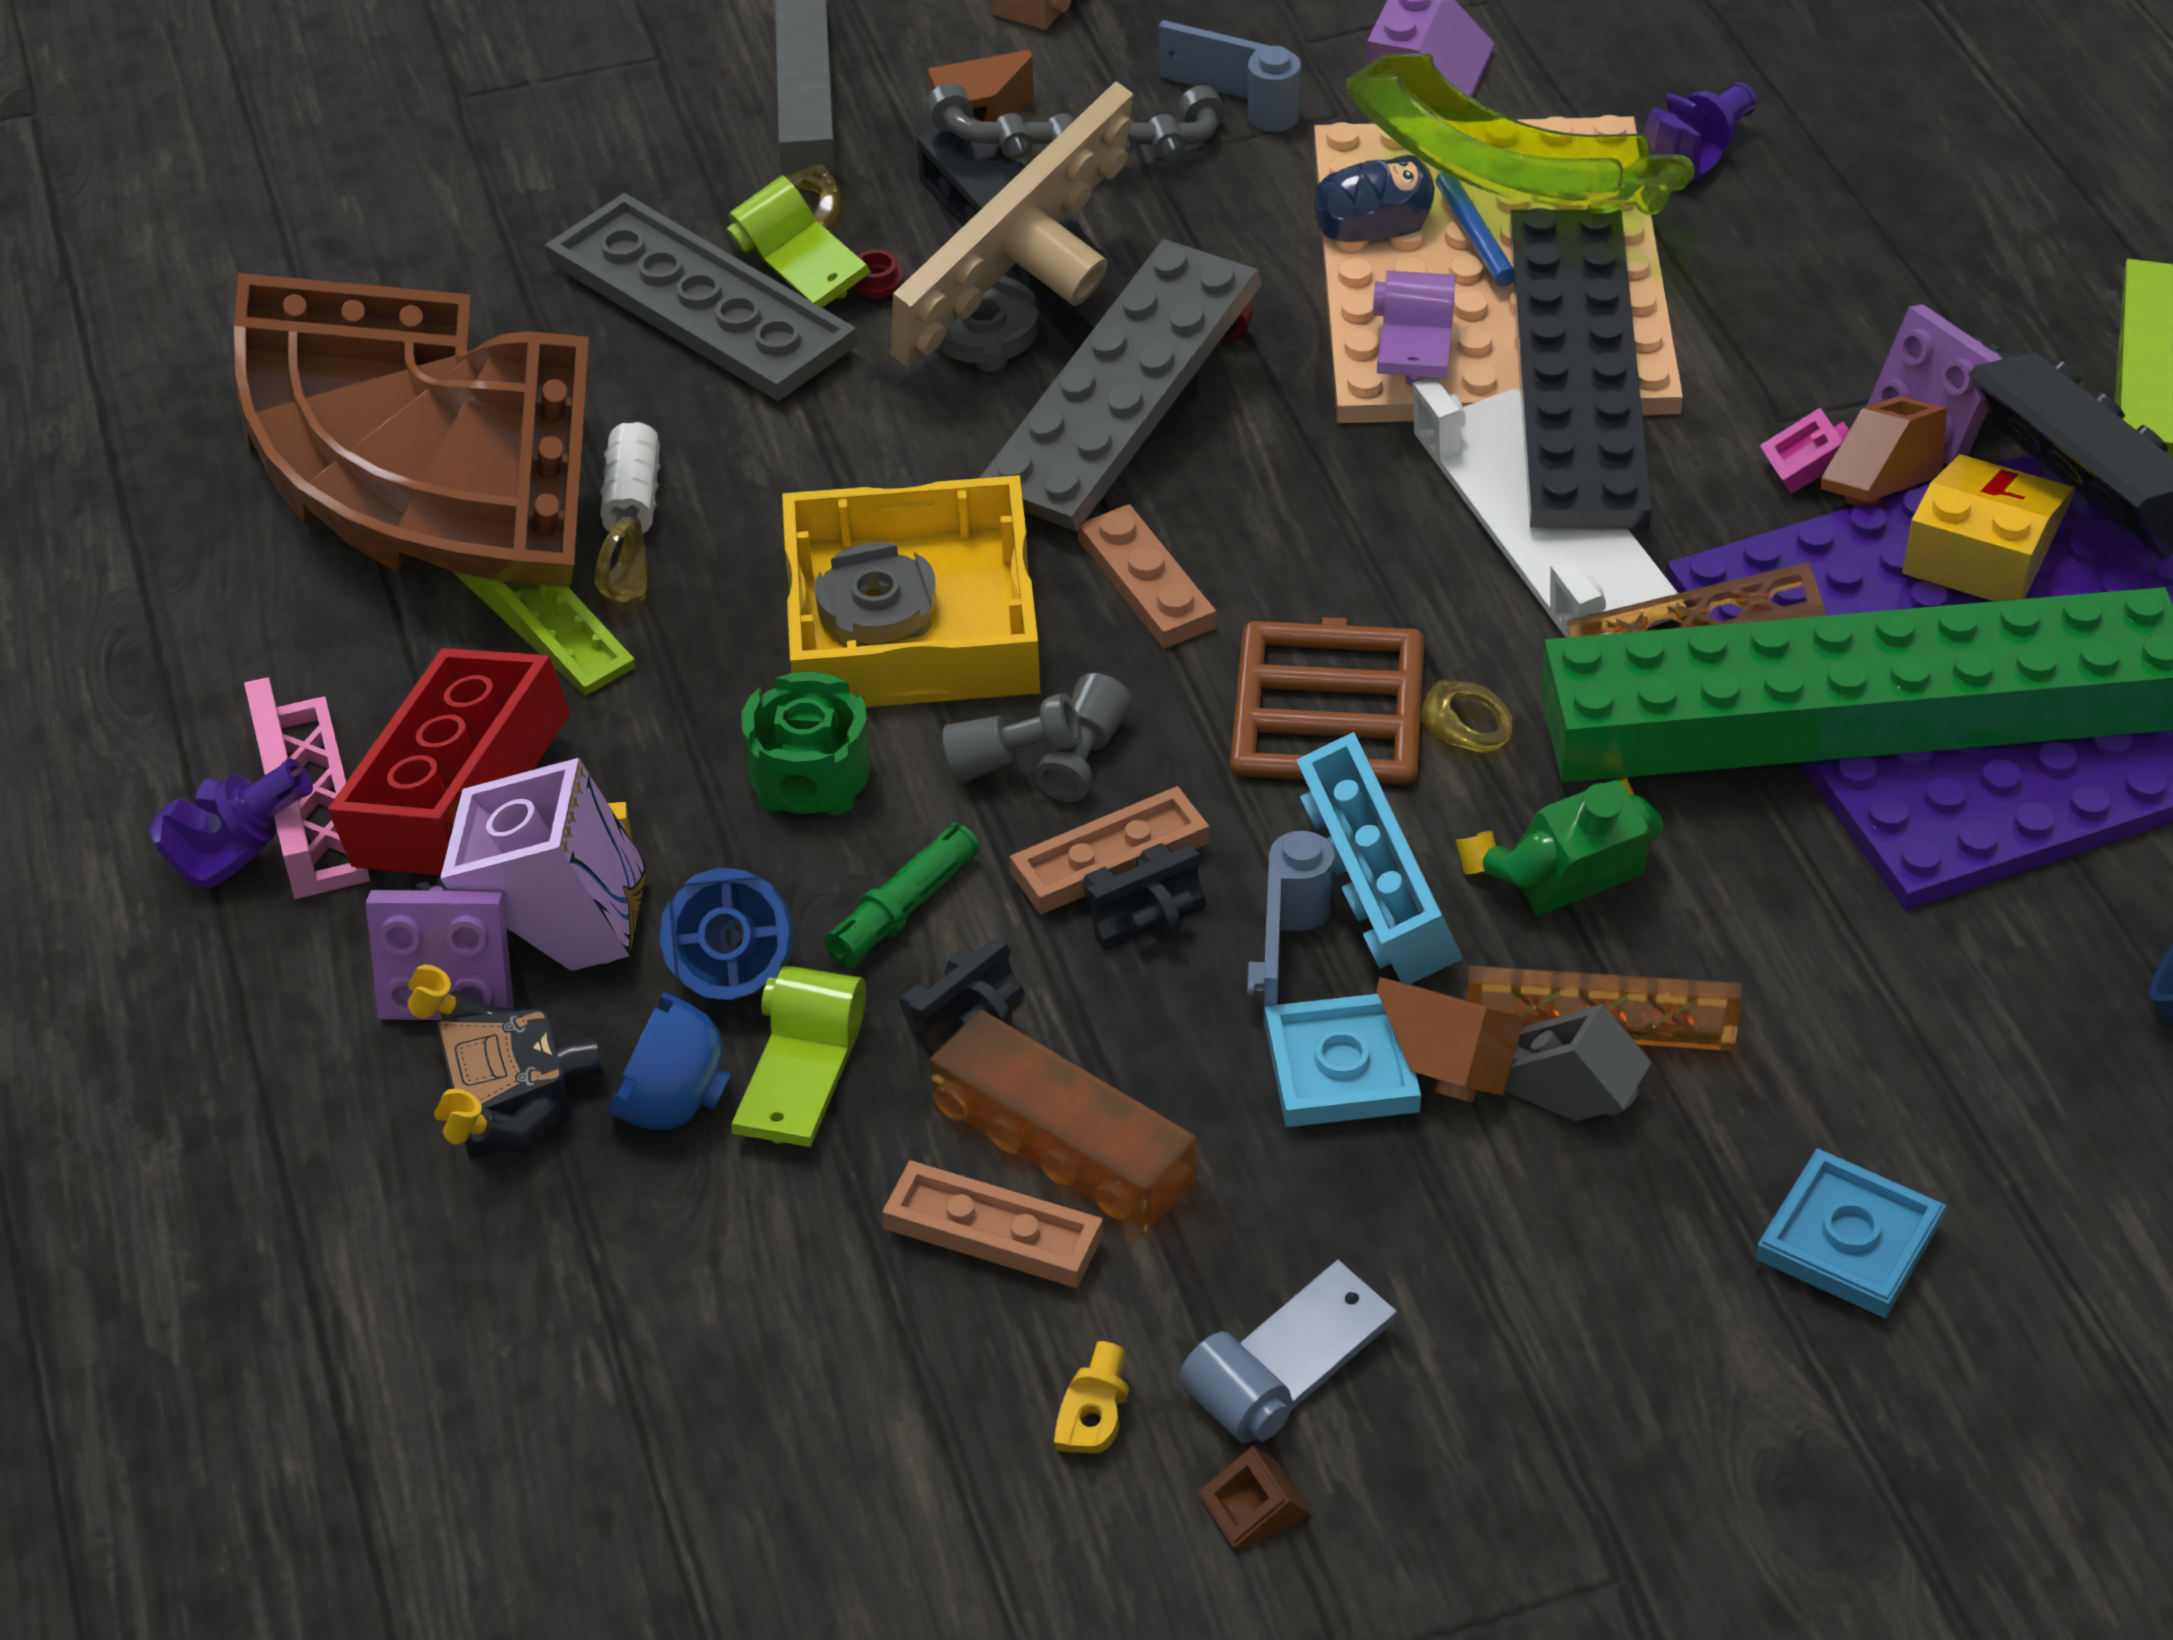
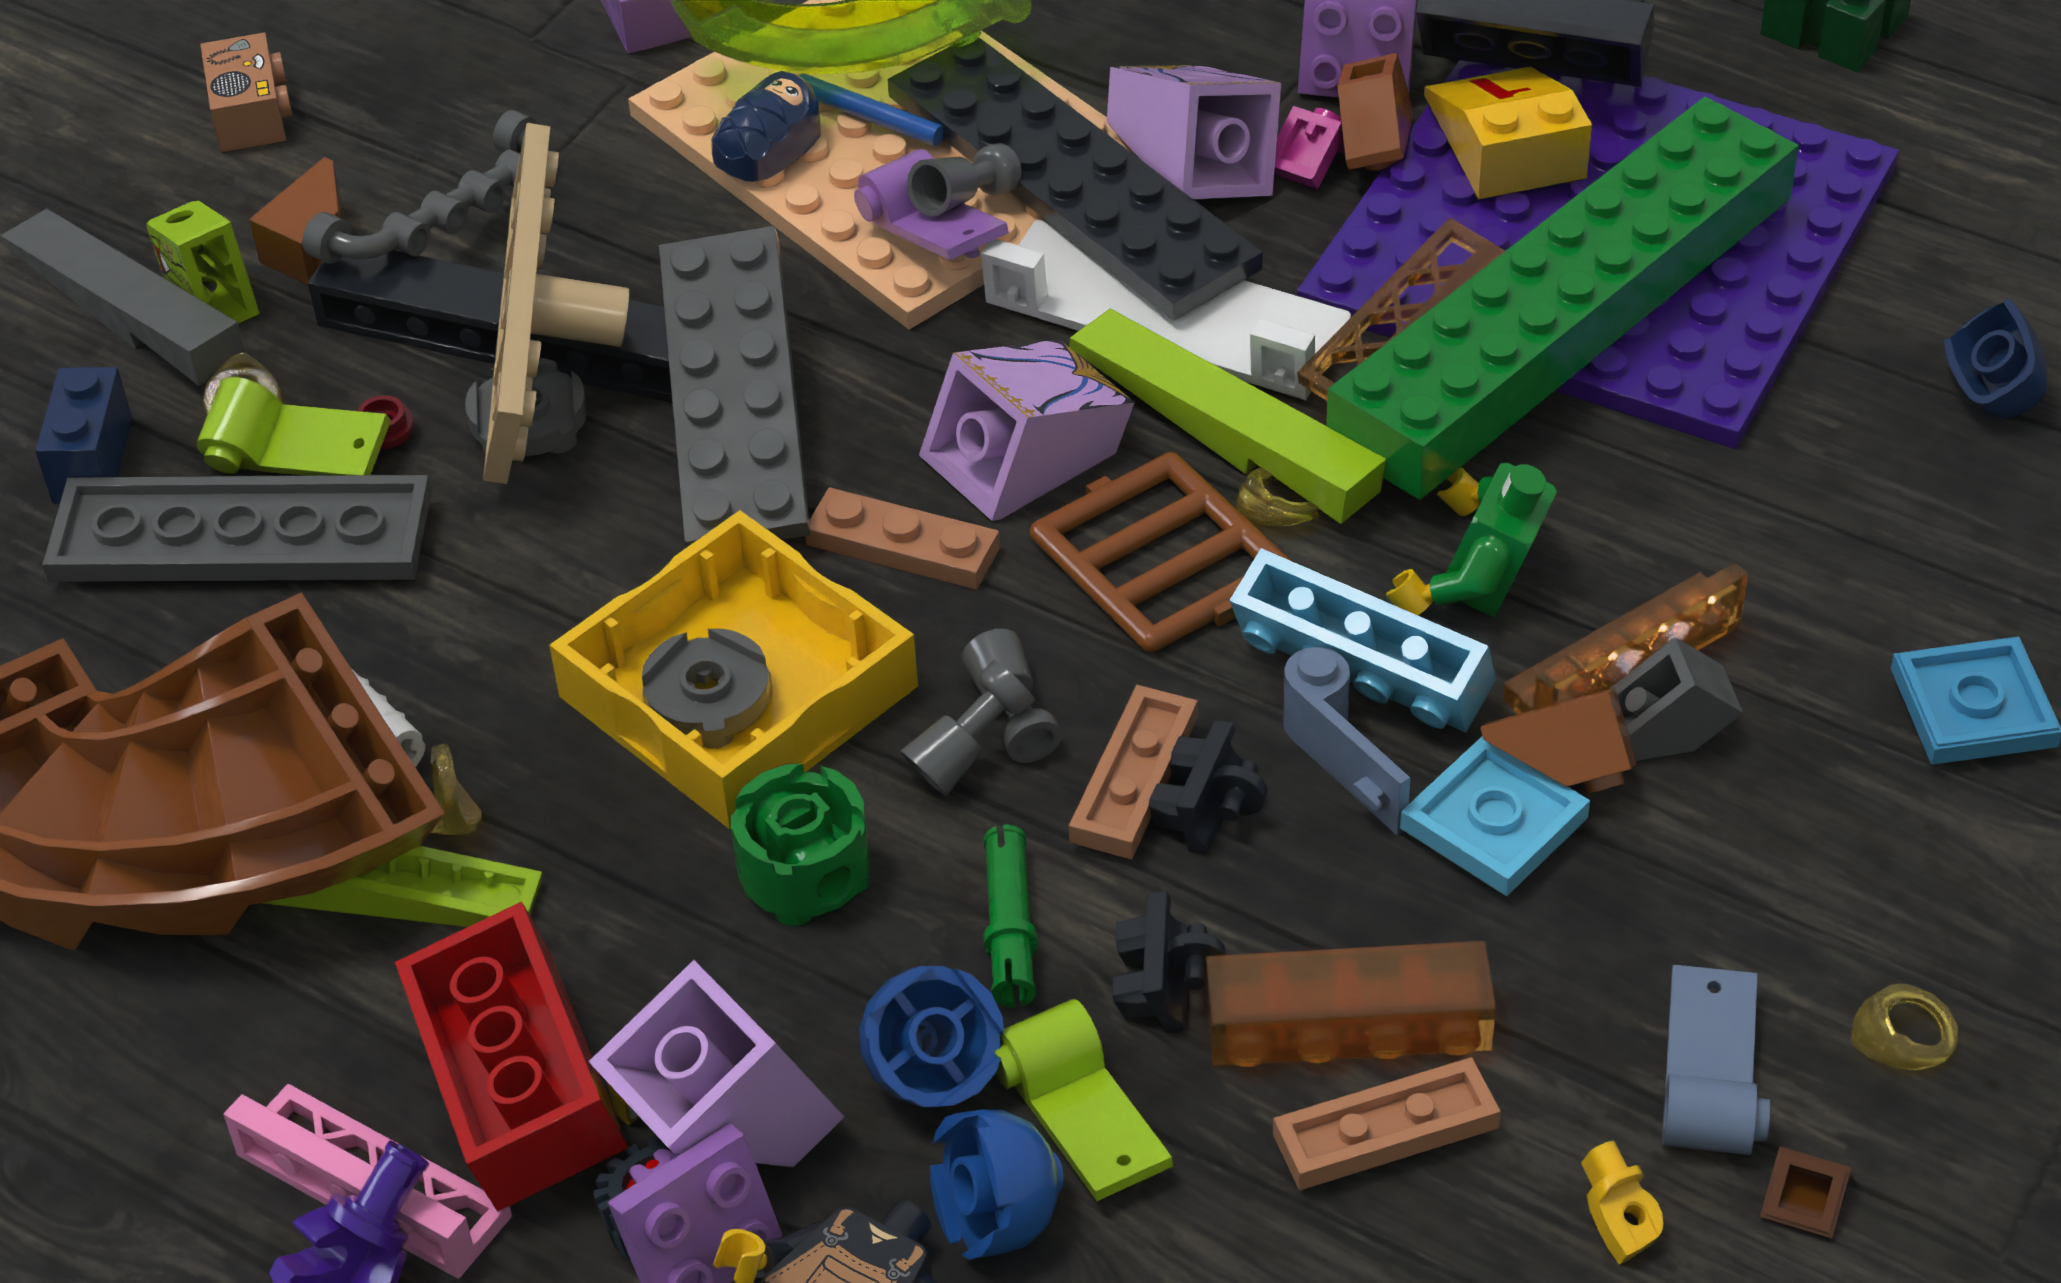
camera: 40 degrees left, 0 degrees up
(670, 163) = (83, 427): none -> dark blue brick
(866, 75) = (200, 247): none -> lime torso
(1235, 67) = (545, 77): sand blue door -> none
(1322, 537) = (1021, 423): none -> lavender slope
(1448, 313) = (952, 181): none -> dark grey piece
(1448, 1446) = (1877, 1039): none -> clear yellow piece
(1491, 629) = (1233, 415): none -> lime slope
(1717, 384) = (1199, 126): none -> lavender slope

